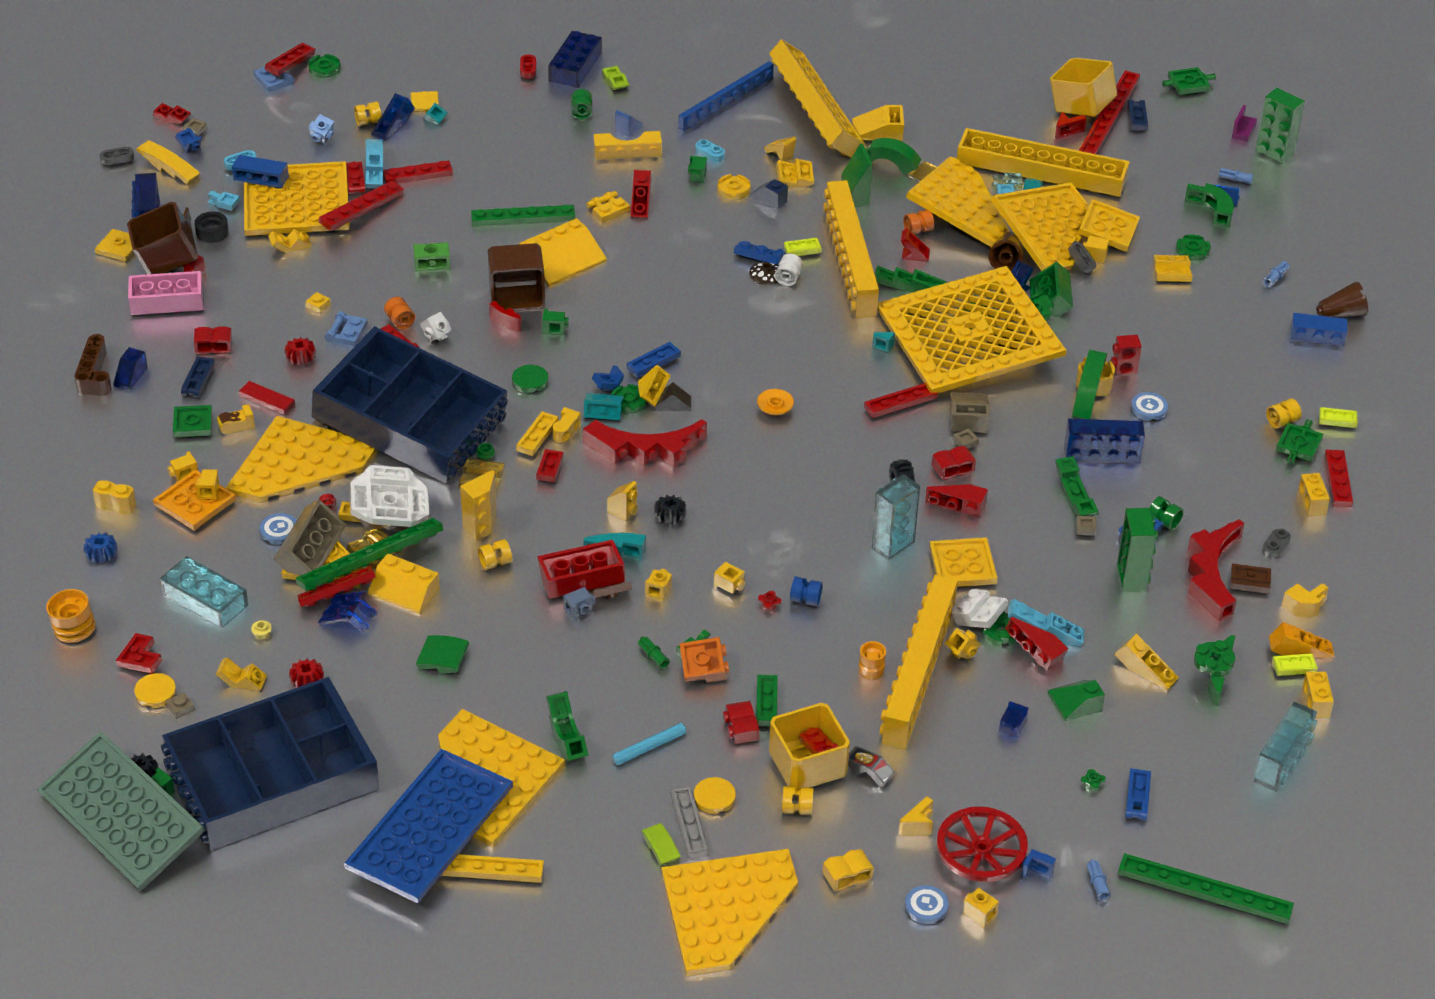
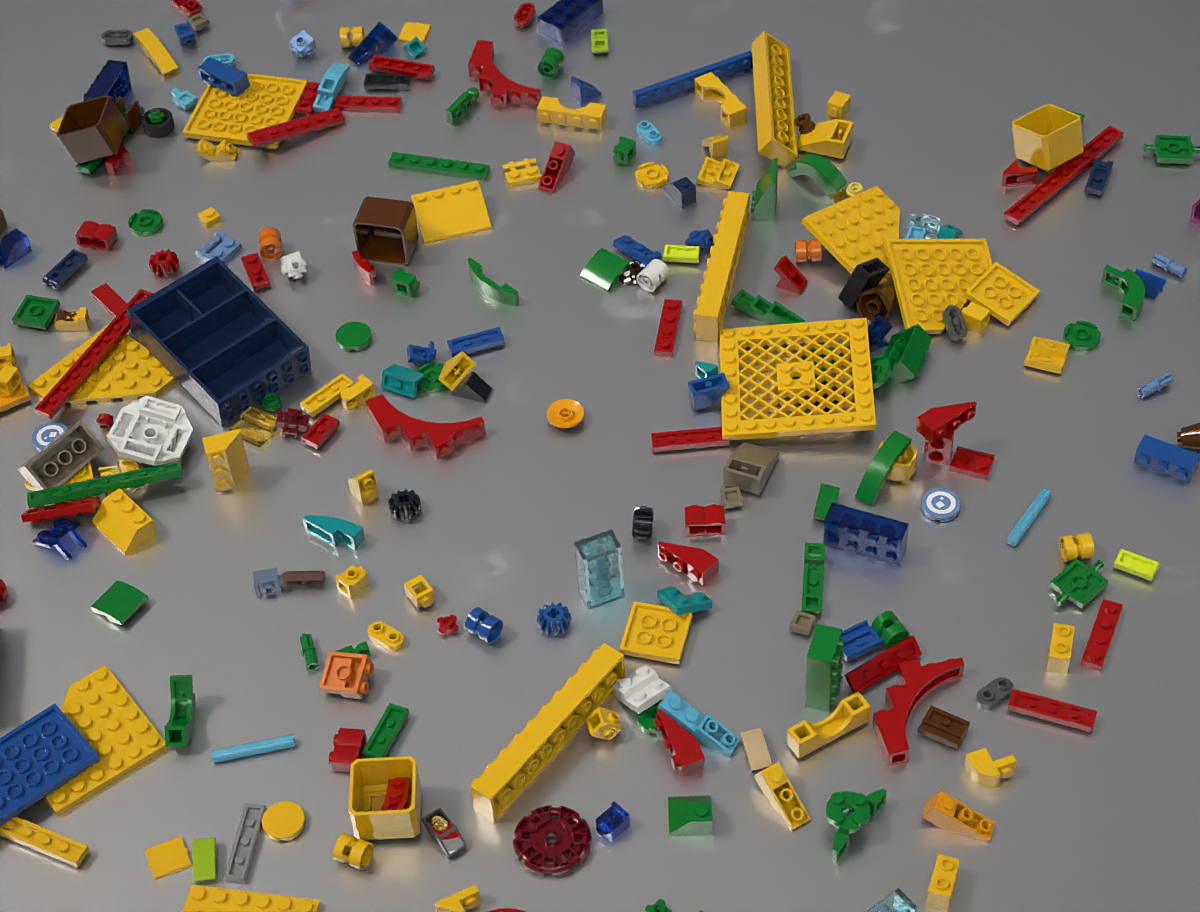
camera: 25 degrees right, 5 degrees up
(165, 293) = (80, 180): bright pink brick -> none
(210, 219) = (156, 116): none -> green plate
(259, 320) = (145, 223): none -> green tile
(285, 444) = (88, 361): none -> red plate
(426, 149) = (387, 81): none -> black hinge
(431, 256) = (331, 192): bright green brick -> none
(433, 134) = (399, 66): none -> red plate
(488, 555) = (211, 512): yellow wheel -> none
(516, 155) = (461, 105): none -> green plate
(518, 460) = (292, 419): none -> dark red piece
(532, 129) = (492, 80): none -> red arch
(581, 567) = (285, 547): red slope -> none
(623, 853) = (168, 858): none -> yellow piece
(638, 310) = (503, 294): none -> green slope
(717, 623) = (384, 636): none -> yellow plate
(738, 274) = (604, 269): none -> green slope
(748, 100) = (711, 88): none -> yellow arch
(813, 231) = (700, 238): none -> blue bracket
(825, 312) = (668, 328): none -> red plate
(855, 115) = (804, 123): none -> reddish brown wheel
(865, 572) = (554, 619): none -> blue gear
(872, 660) = (506, 717): light orange wheel -> none
(874, 95) = (838, 105): none -> yellow brick
(897, 355) = (707, 391): none -> blue slope
(930, 164) = (854, 189): none -> light yellow plate
(972, 734) = (556, 850): none -> dark red plate
(973, 533) = (682, 604): none -> teal plate
(986, 237) = (863, 277): none -> black slope
(1043, 162) = (969, 211): yellow brick -> none
(1052, 425) = (827, 495): none -> green slope
(1103, 632) = (755, 749): none -> tan slope
(1128, 331) = (942, 420): none -> red slope
(1146, 611) = (849, 714): none -> yellow arch
(1157, 368) = (972, 463): none -> red plate
(1174, 541) = (882, 664): none -> red plate
(1229, 400) = (1028, 517): none -> medium azure axle
(1294, 664) = (939, 839): neon yellow plate -> none
(1331, 544) = (1052, 710): none -> red plate

